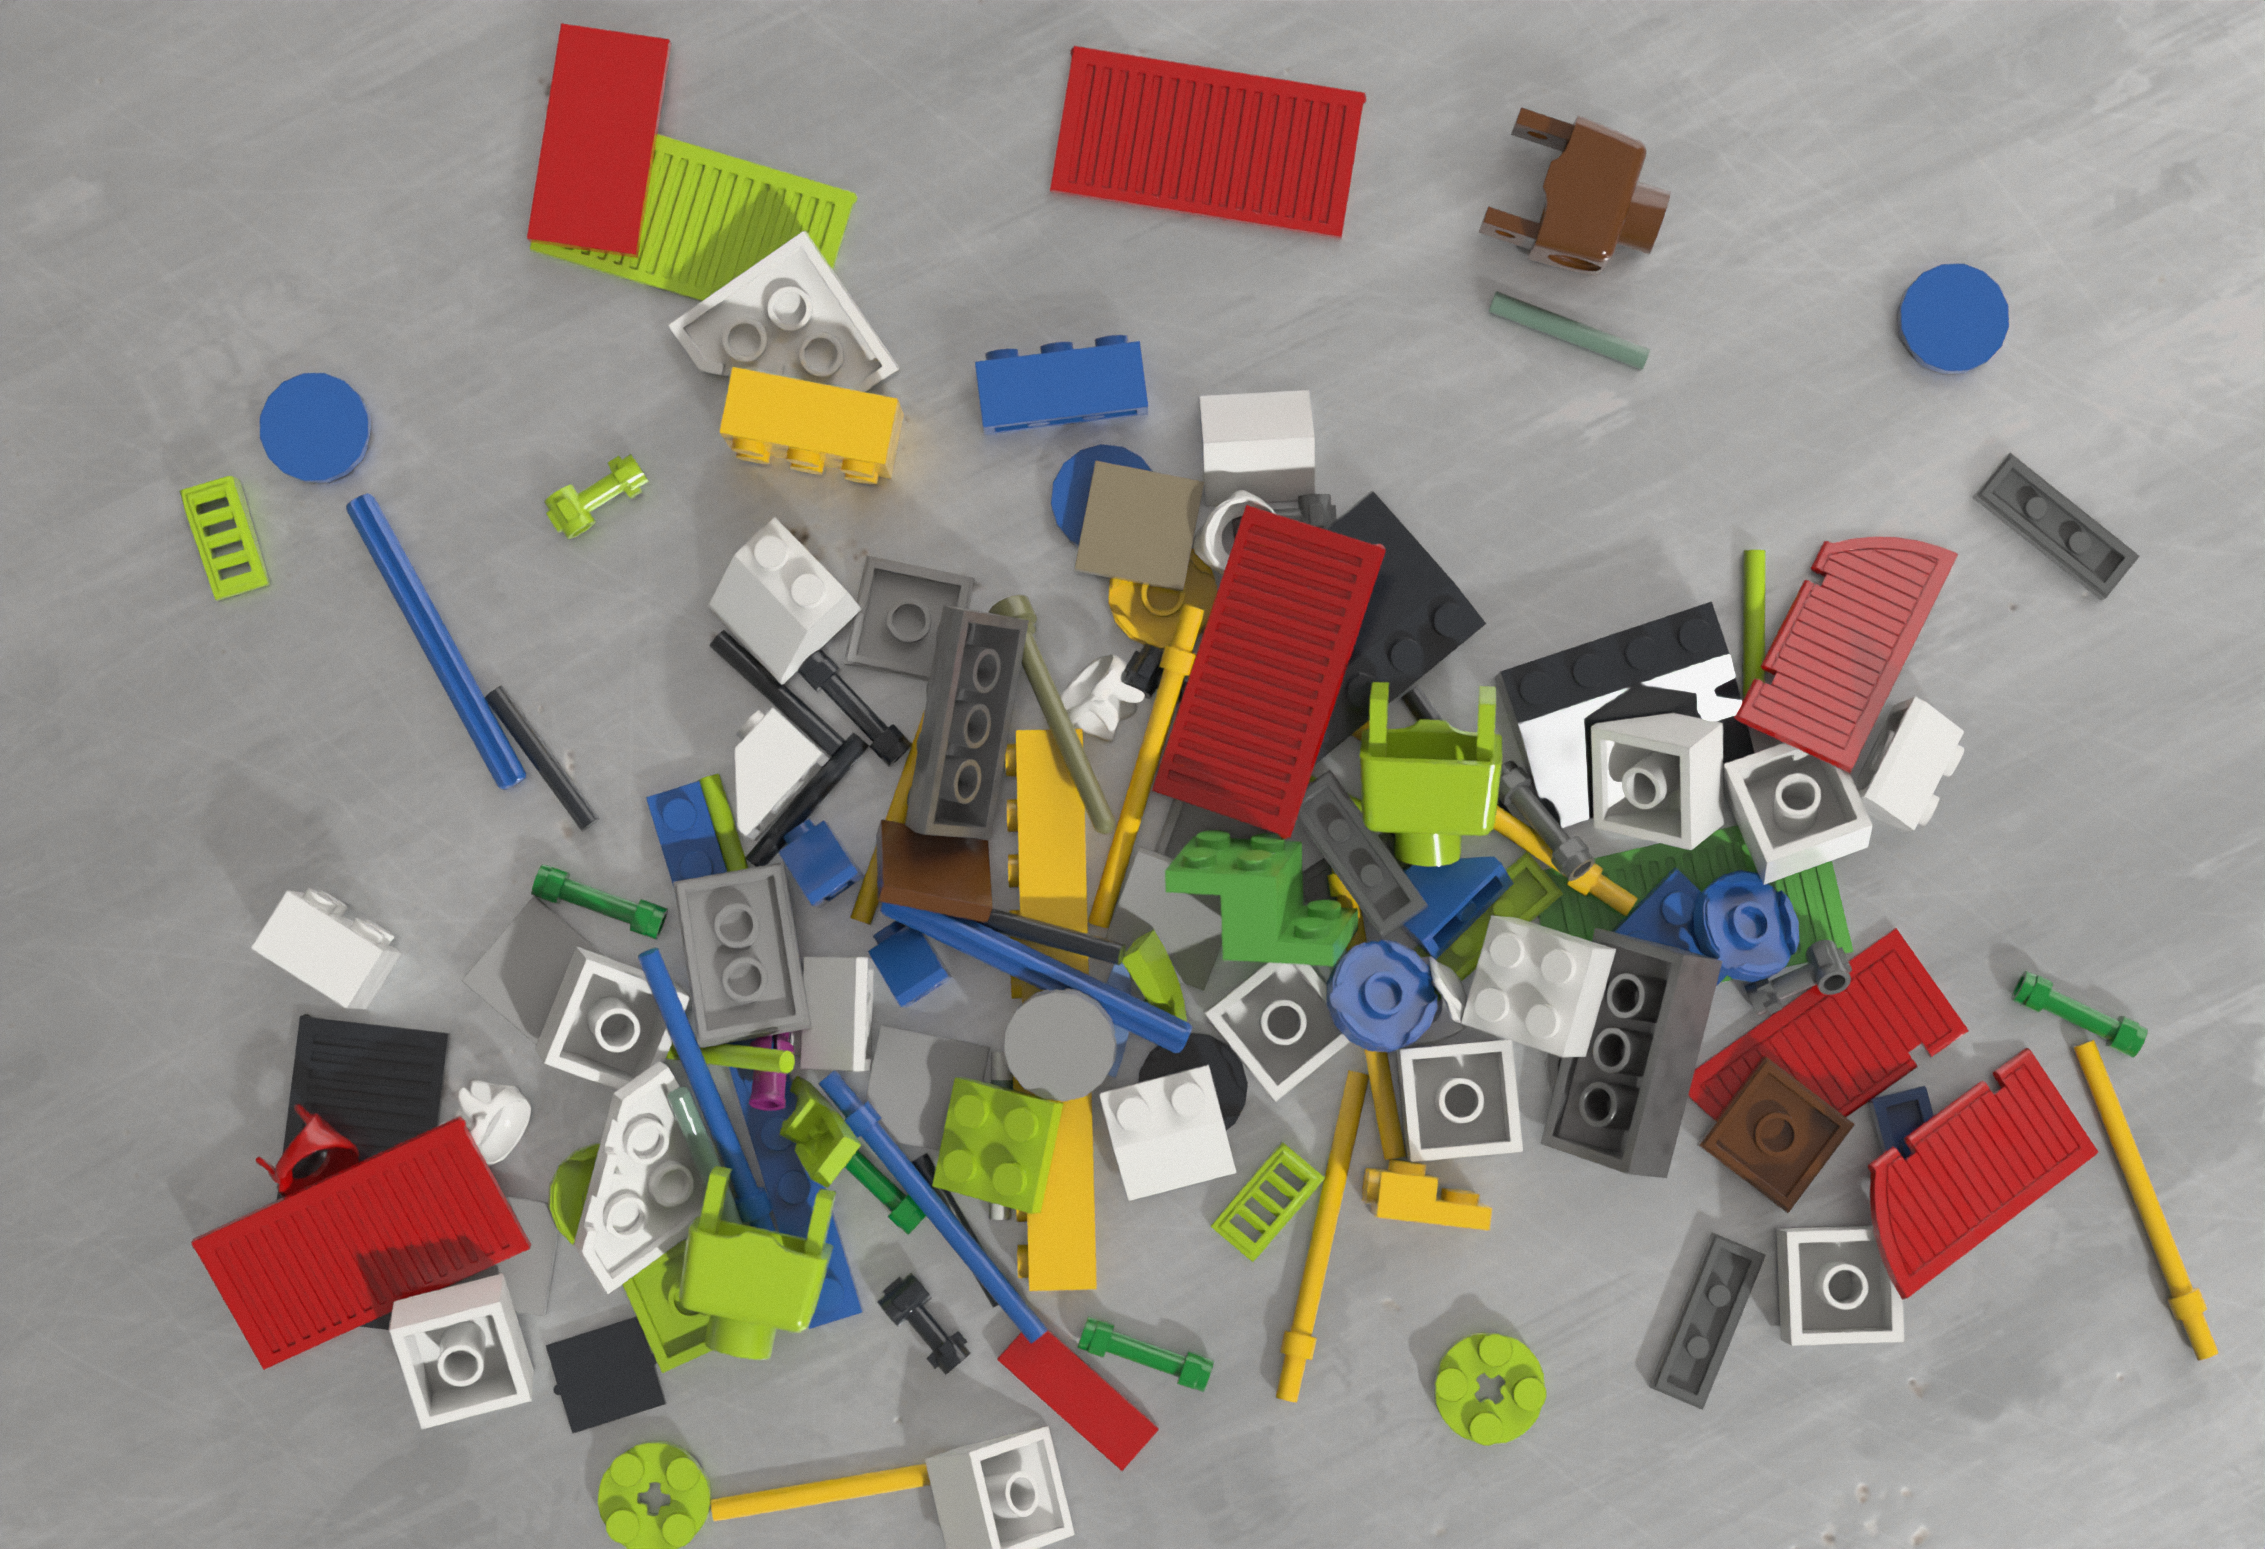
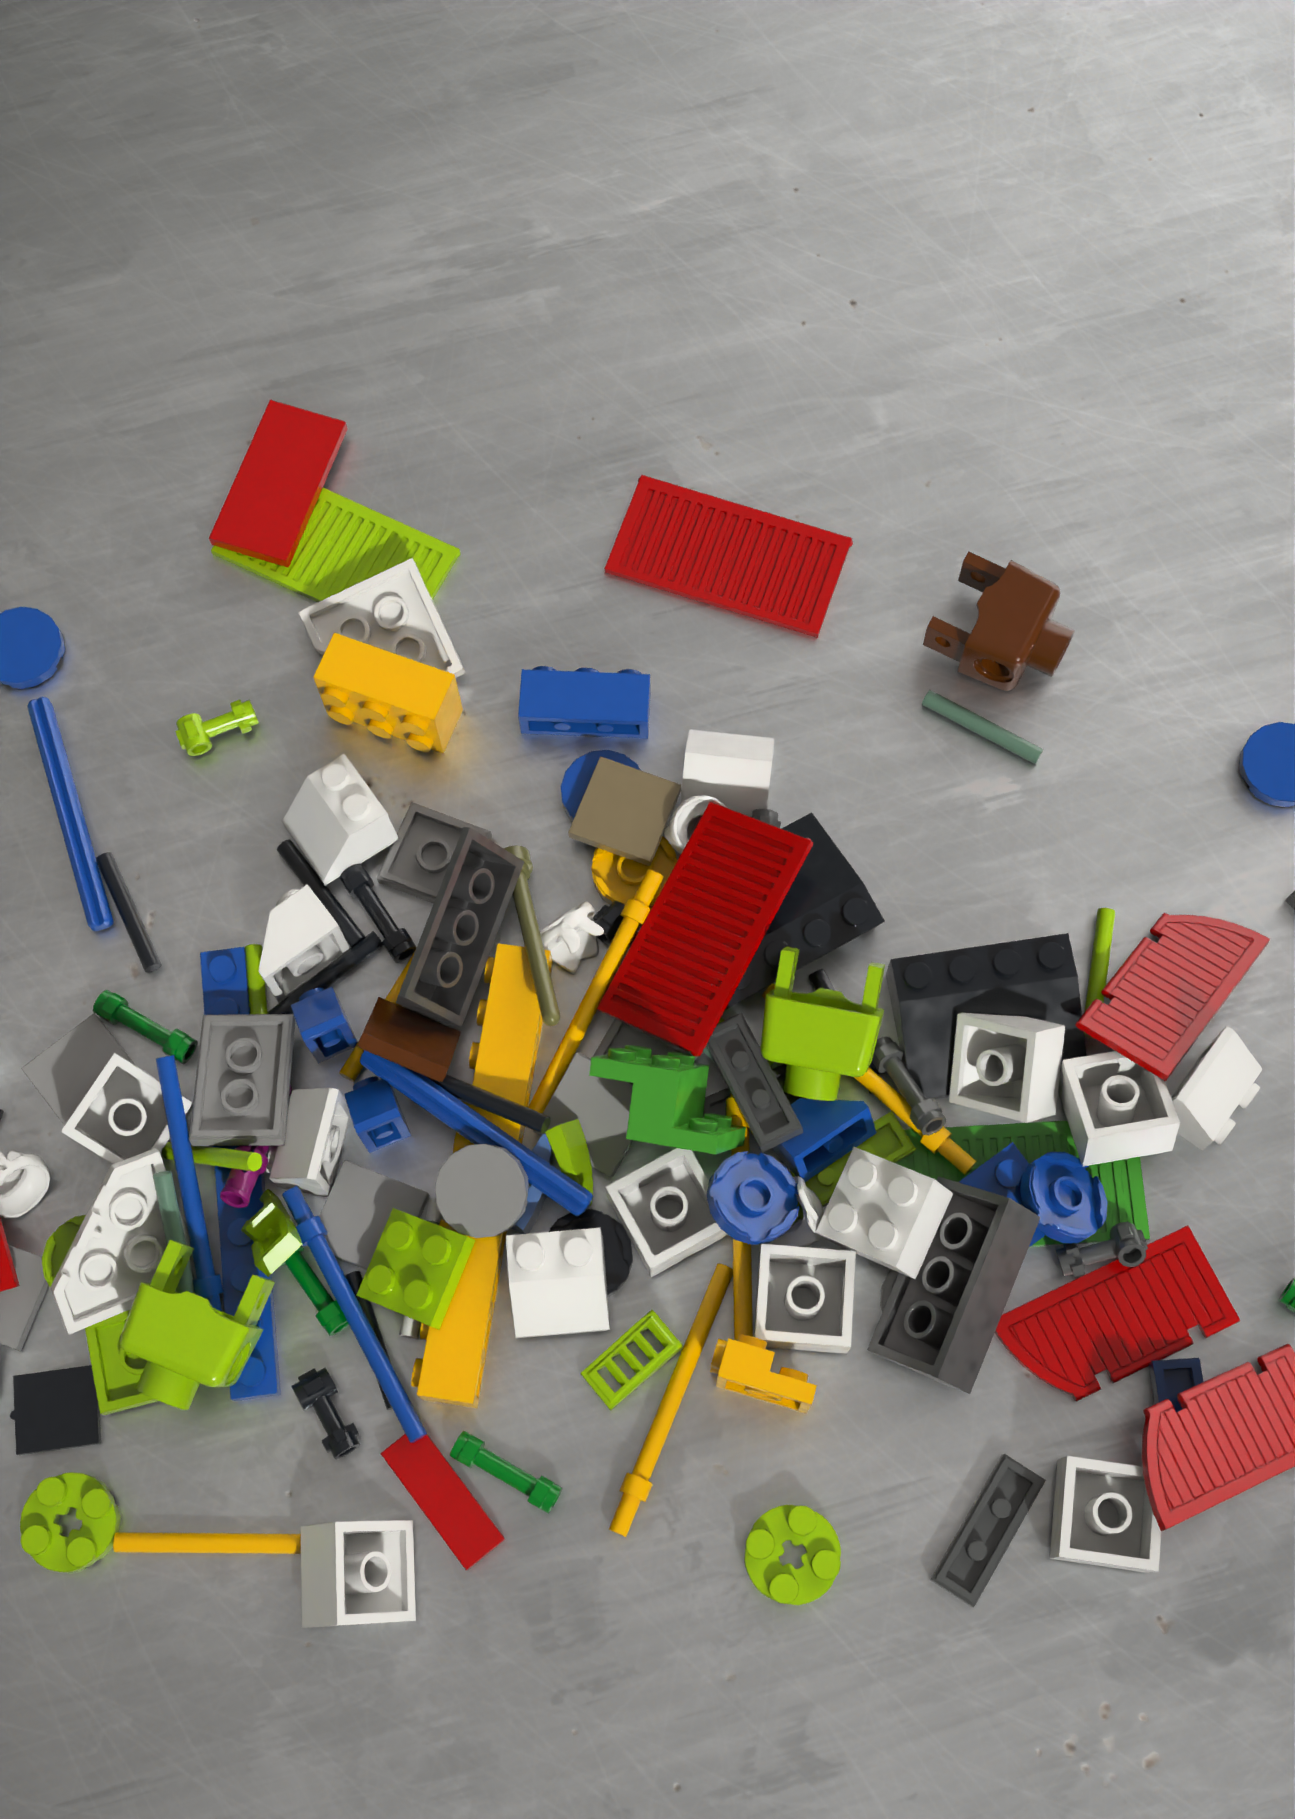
camera: 15 degrees right, 15 degrees down
(1775, 1134) = (1067, 1378): reddish brown tile -> none

